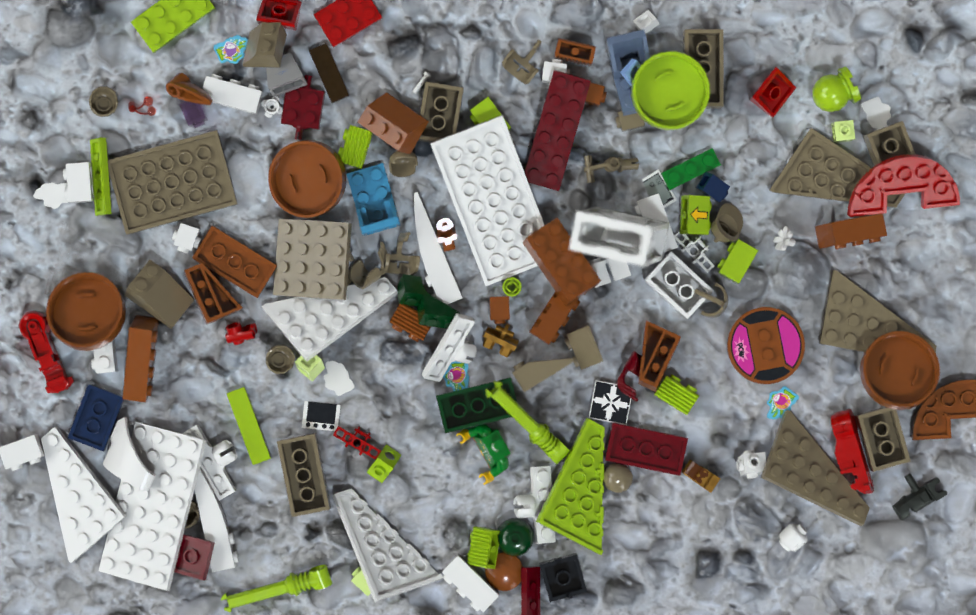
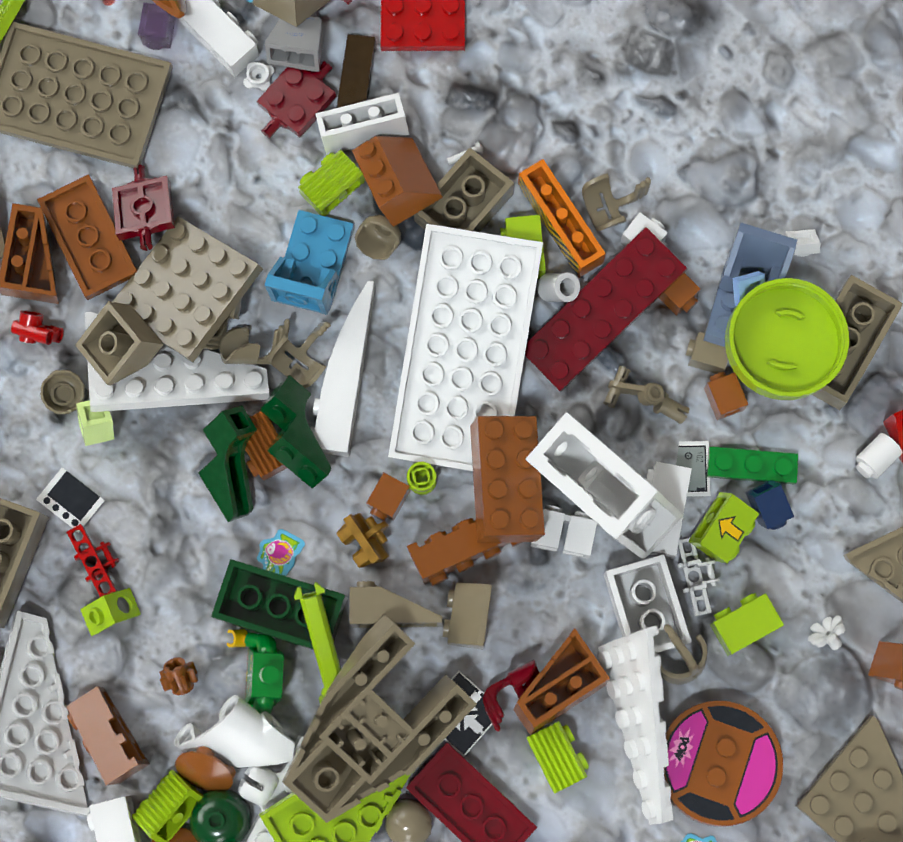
camera: 35 degrees right, 10 degrees down
(186, 238) = (47, 171): white brick -> none
(256, 226) = (143, 208): none -> plate
(297, 314) = (118, 342): none -> dark tan slope
(307, 178) = (244, 184): dark orange brick -> none
(337, 378) = (123, 464): white sticker -> none
(353, 101) = (359, 122): none -> white brick
(403, 350) = (227, 472): none -> dark green arch
(426, 531) = (106, 736): none -> wedge
(445, 475) = (178, 676): none -> dark orange gear
(446, 233) = (377, 356): hips -> none
(451, 348) = (291, 509): white plate -> none
(492, 516) = (205, 770): none -> dark orange dish
(501, 90) = (561, 218): none -> orange brick
(502, 489) = (240, 737): none -> white panel
(523, 132) = (558, 287): none -> white brick
(568, 449) = (358, 739): none -> dark tan wedge
(574, 52) = (686, 225): dark orange brick -> none
(653, 138) = (725, 395): none -> dark orange brick
(700, 336) = (636, 691): none -> white wing
(727, 224) = (760, 565): dark tan piece -> none
(757, 123) = (878, 456): none -> white brick

